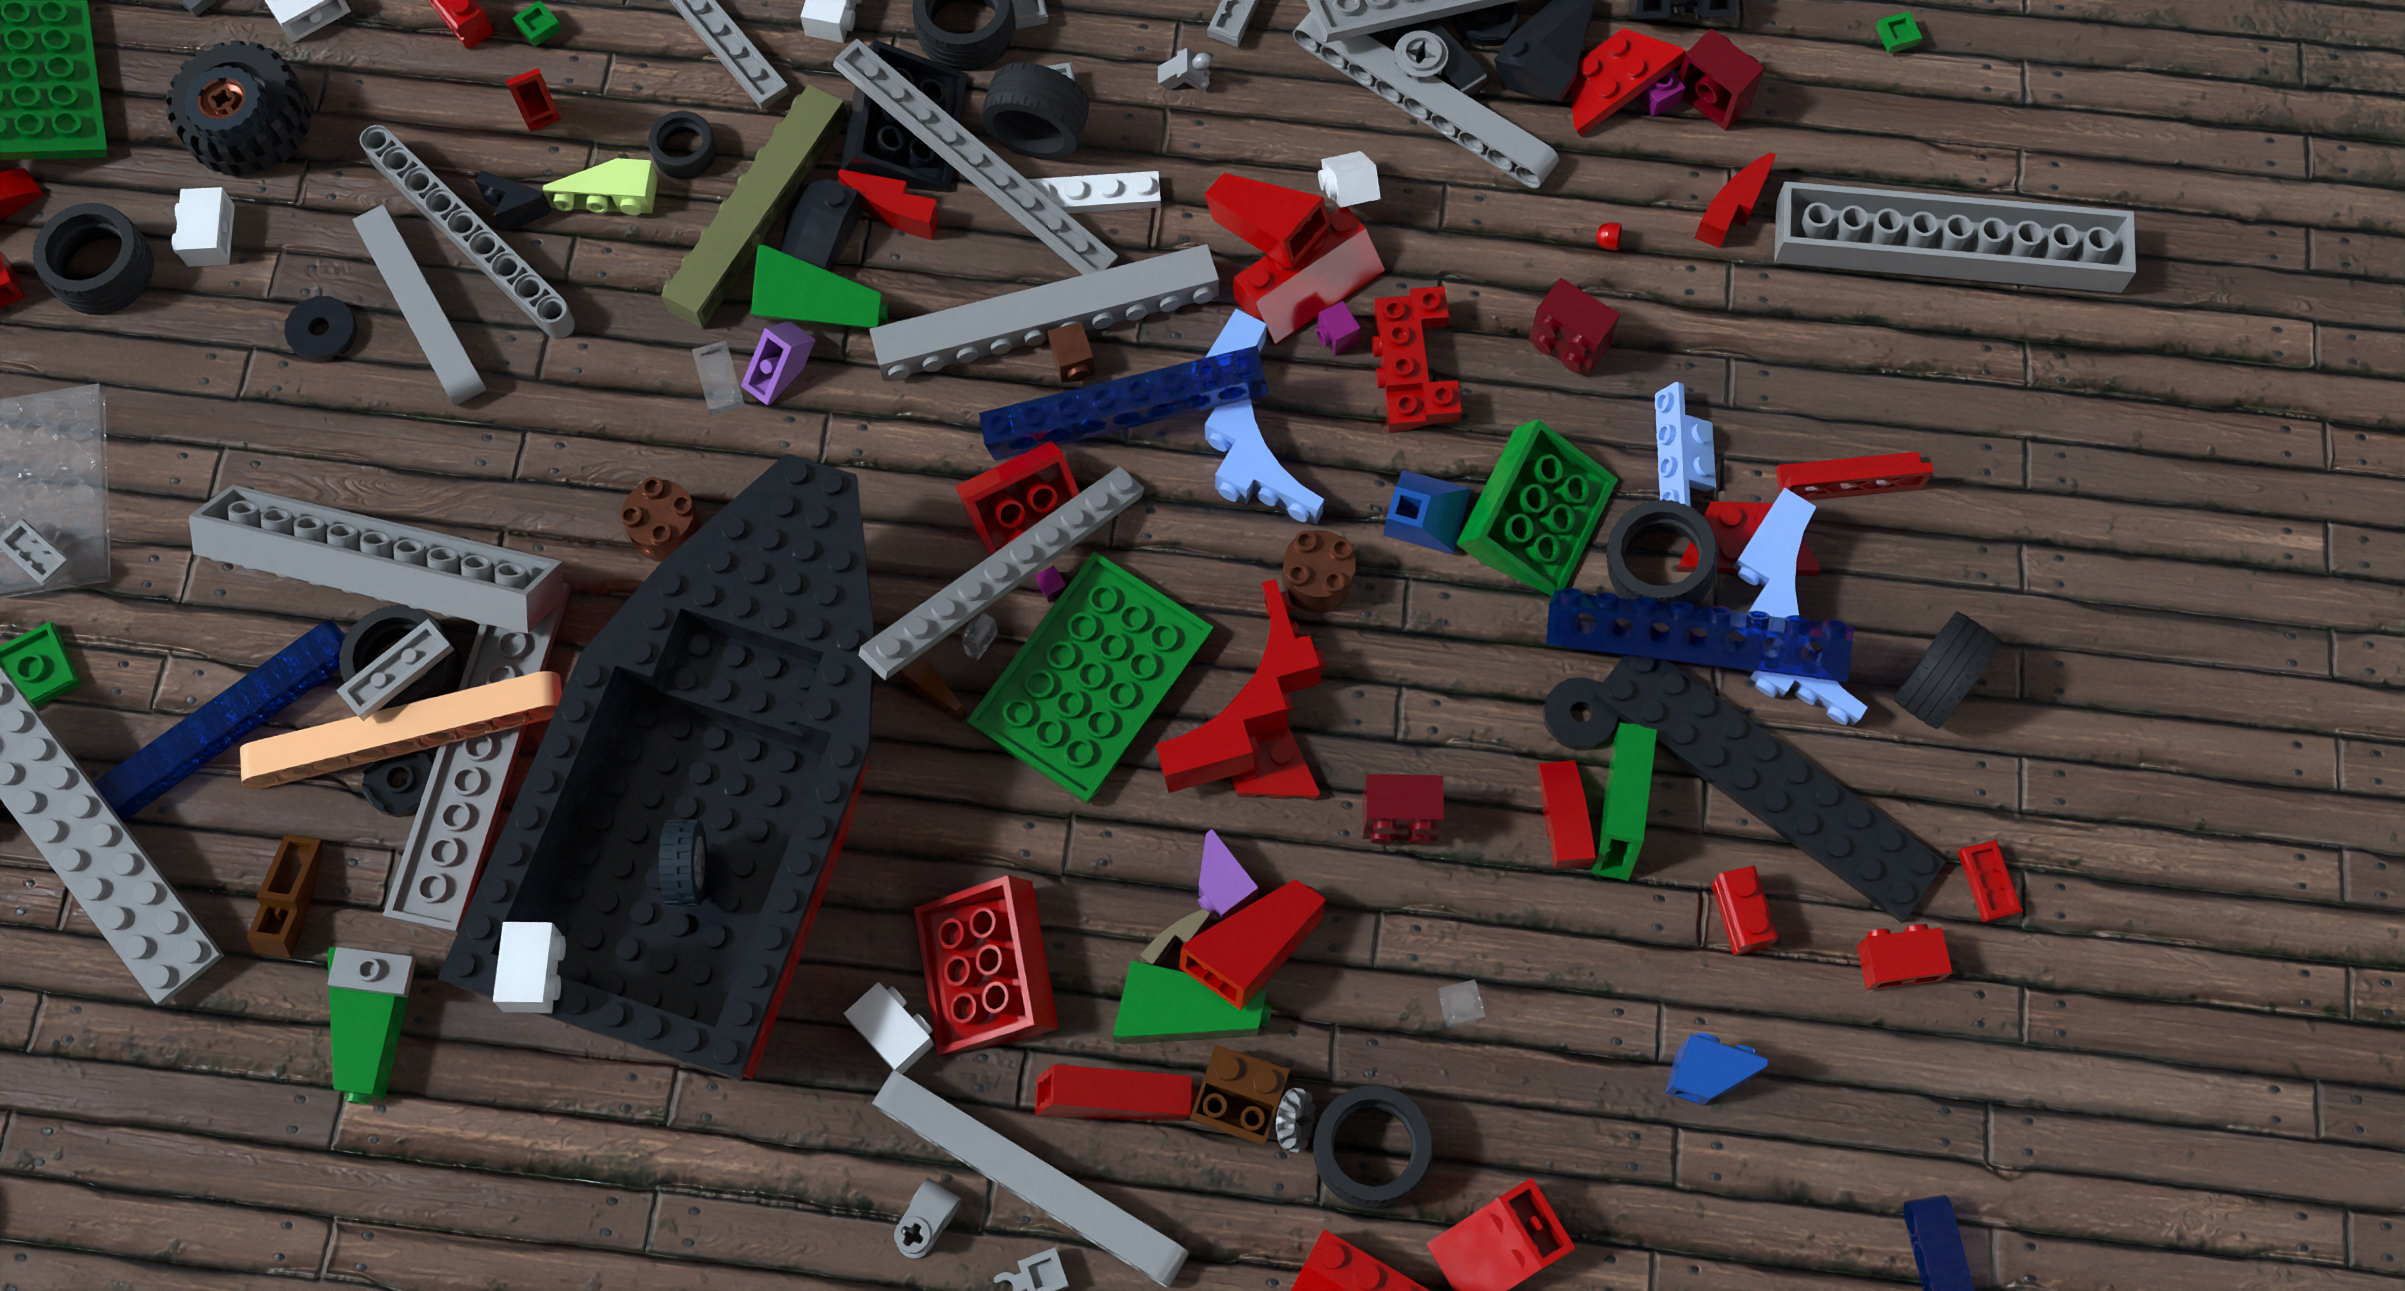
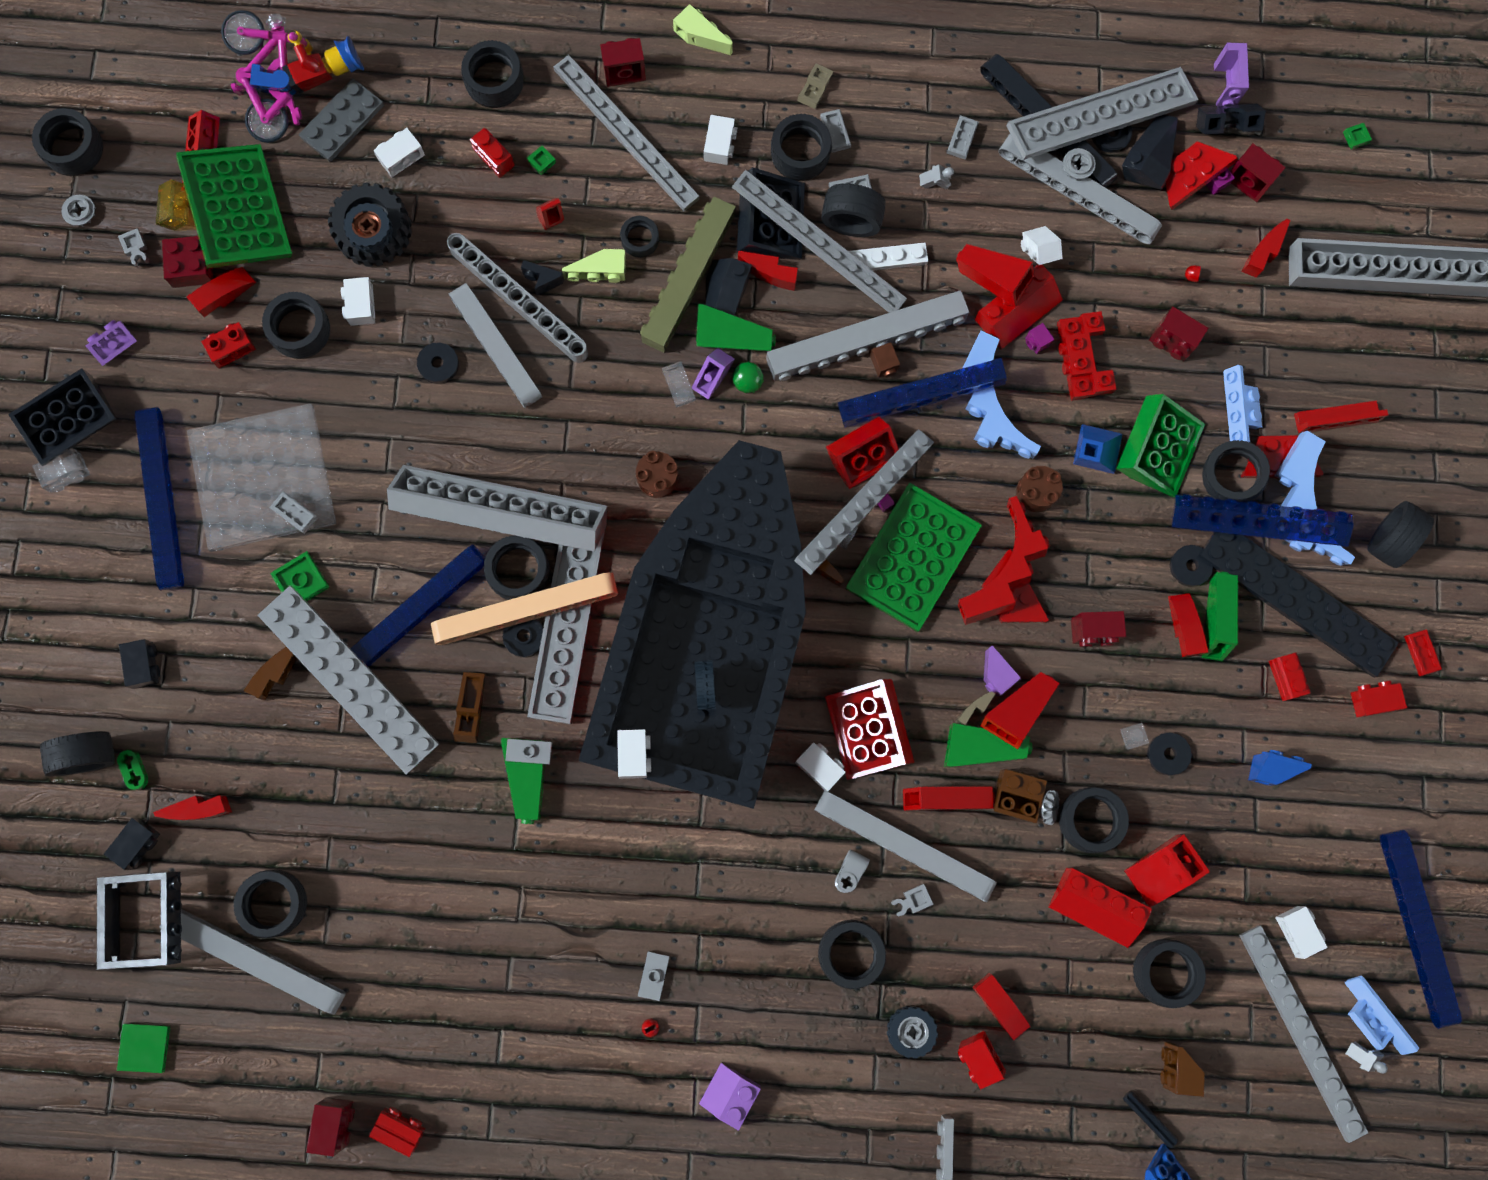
camera: 10 degrees left, 10 degrees up
(395, 670) = (519, 575): light grey plate -> none
(837, 372) = (747, 377): none -> green hair
(1527, 1016) = (1181, 751): none -> black tile

